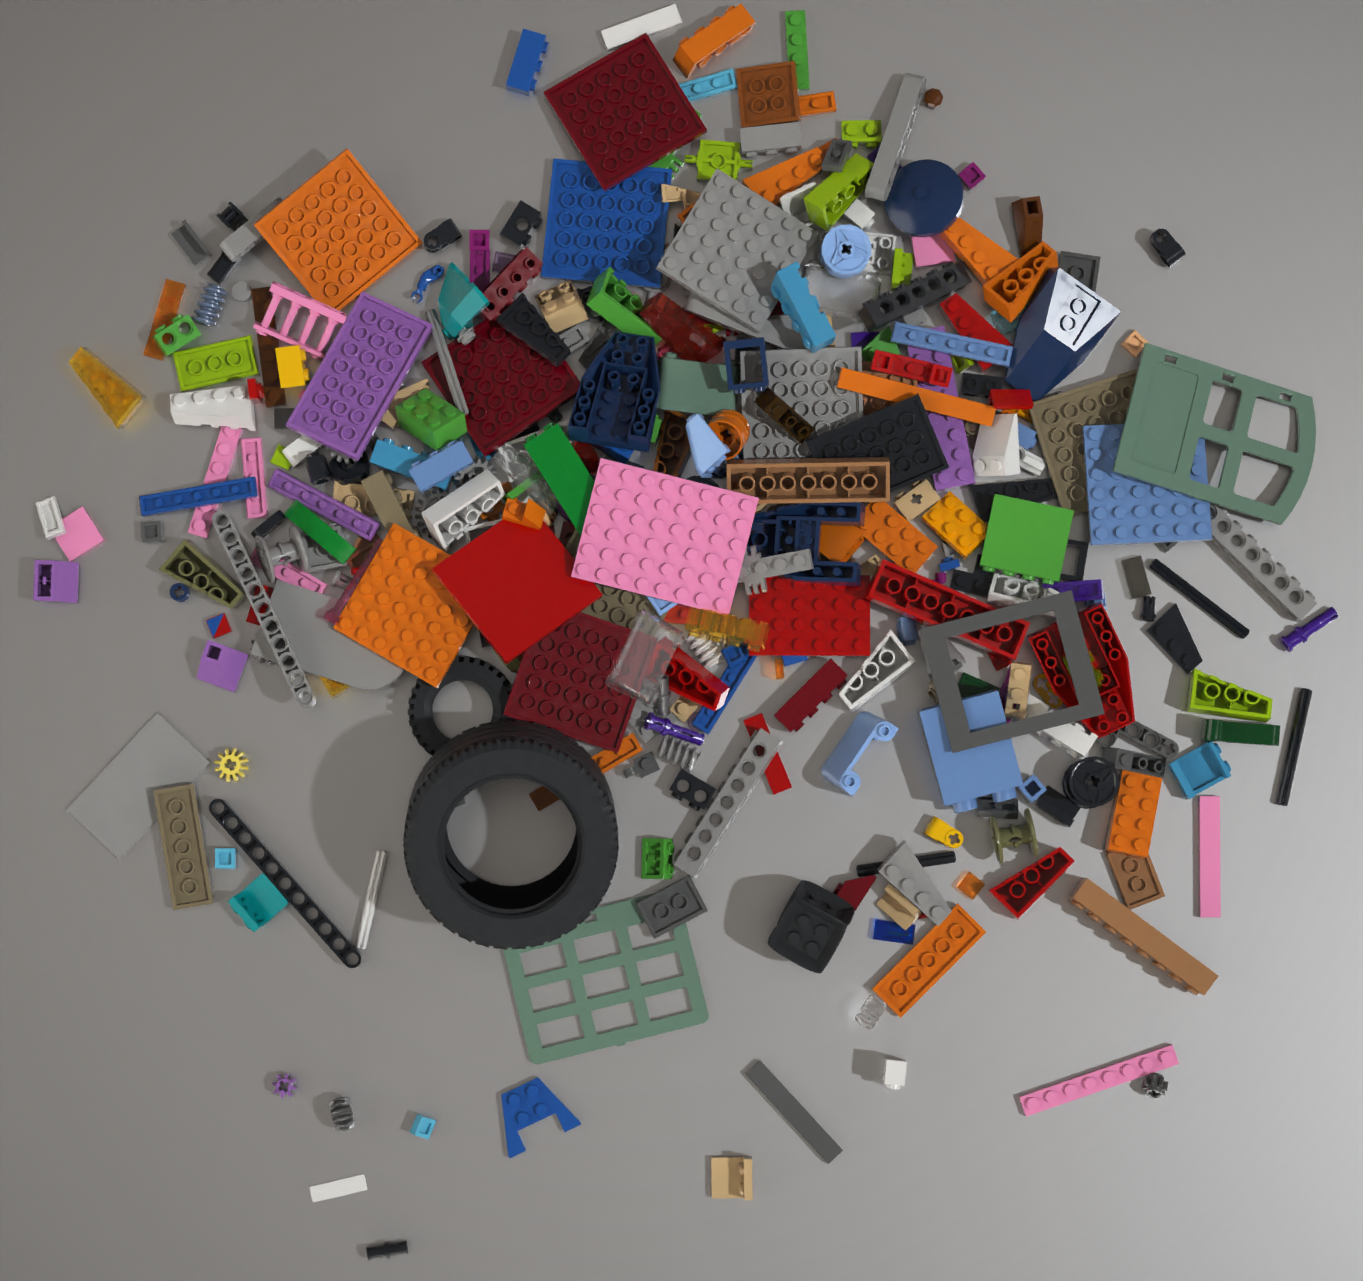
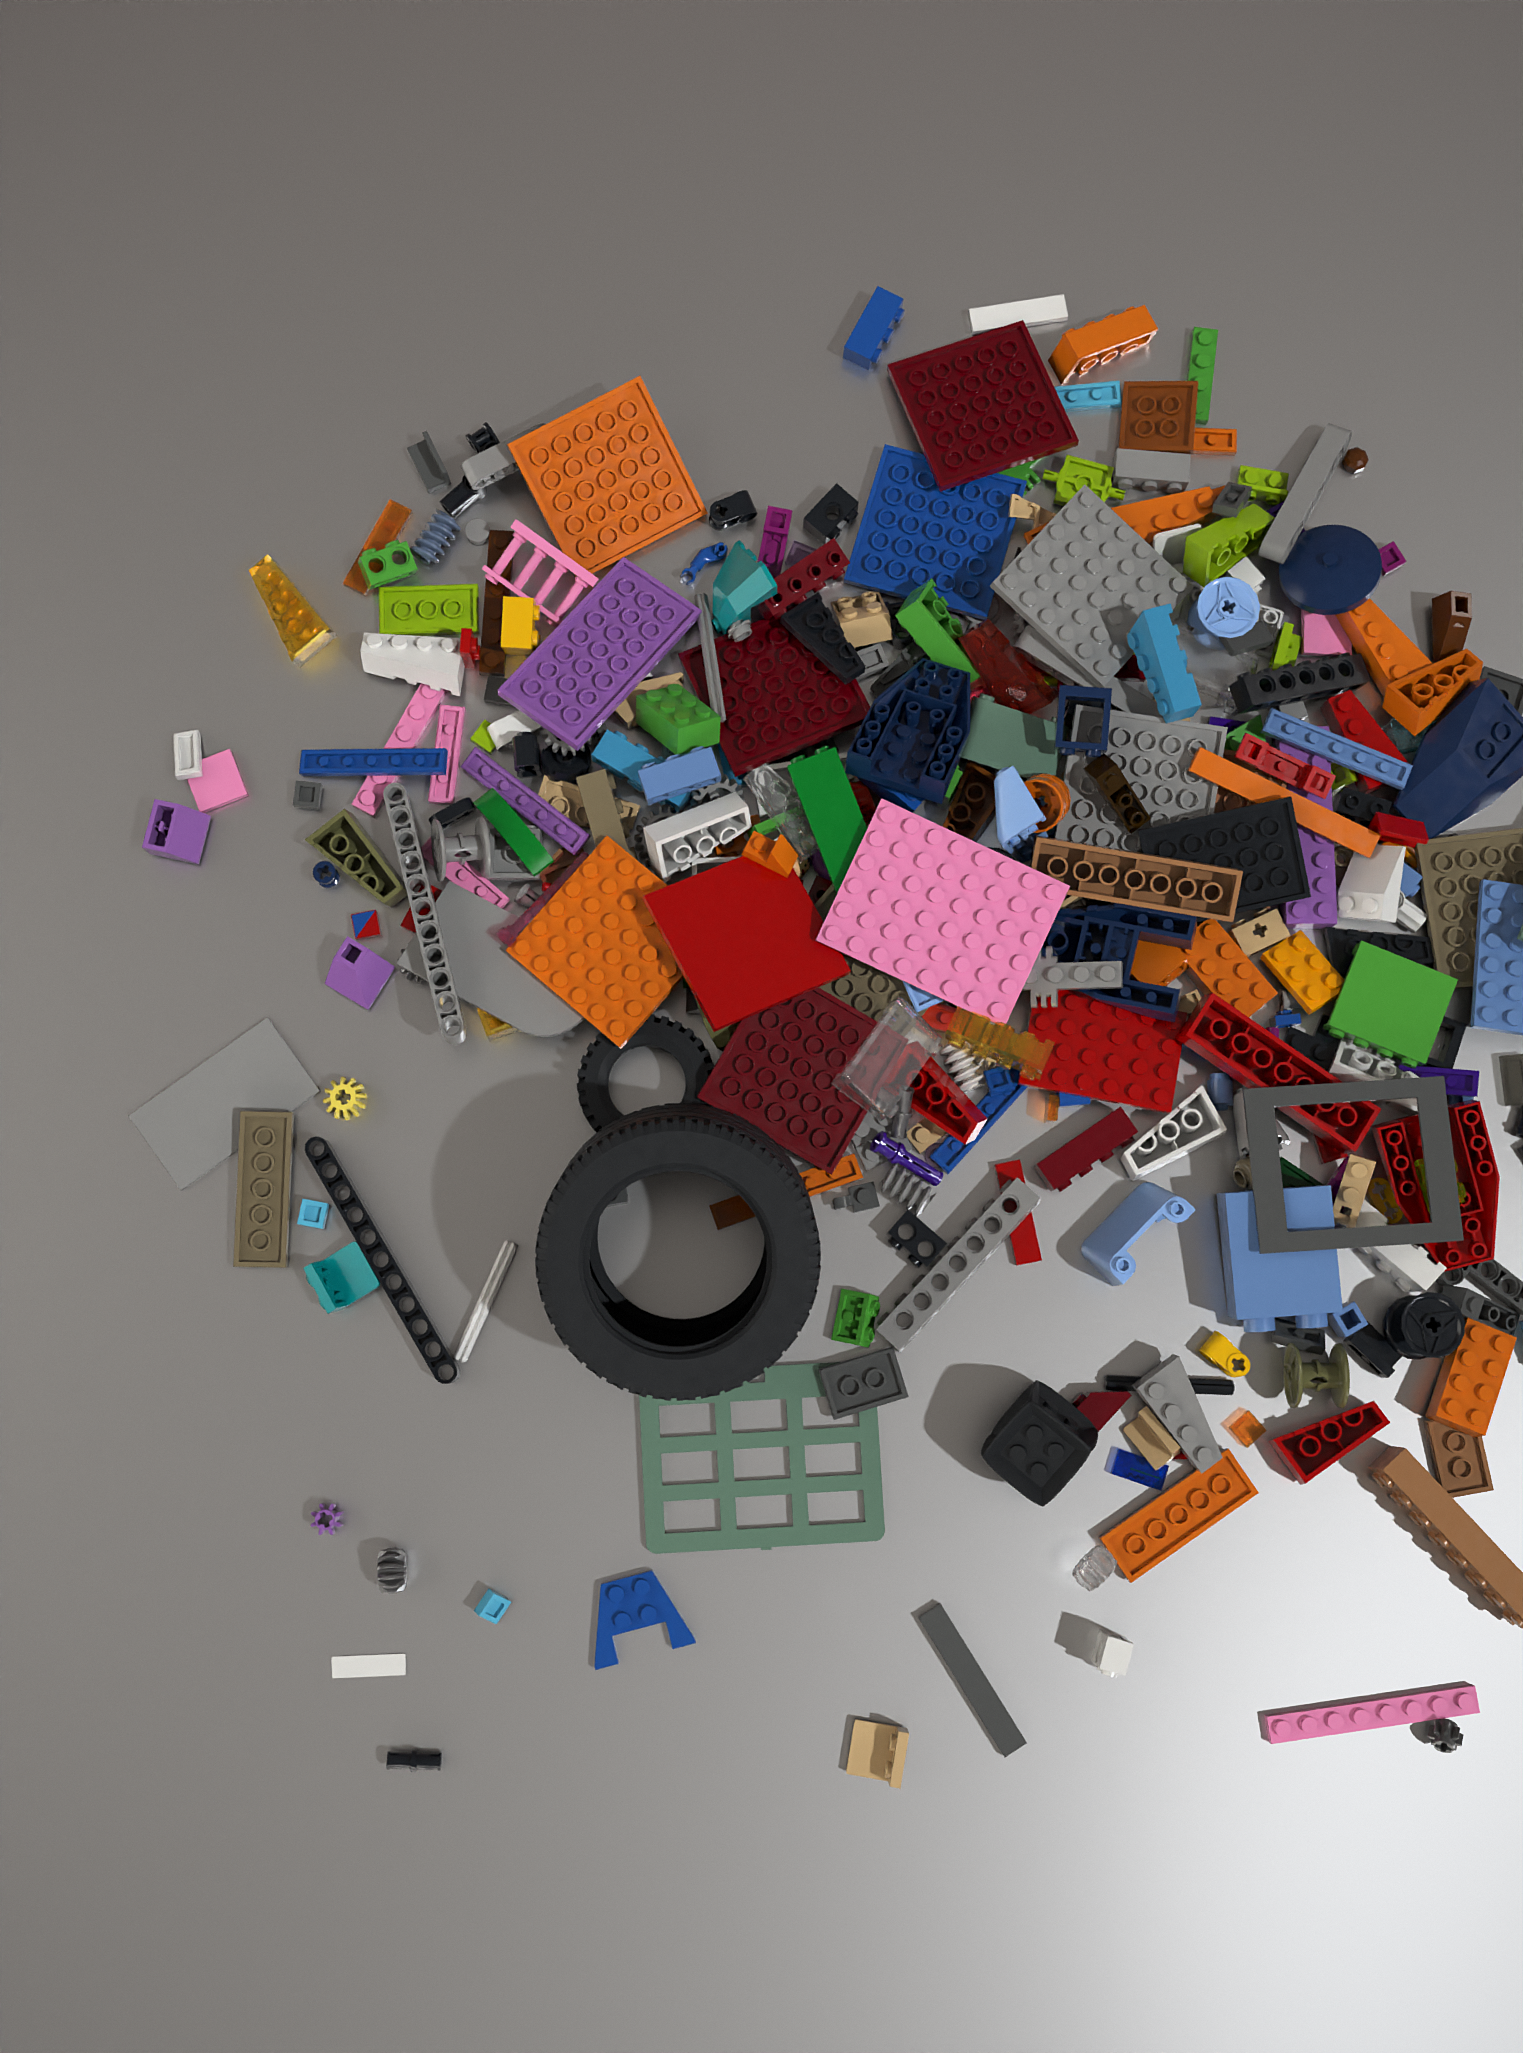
camera: 10 degrees right, 5 degrees down
(876, 264) = (1252, 640): none -> dark grey tile

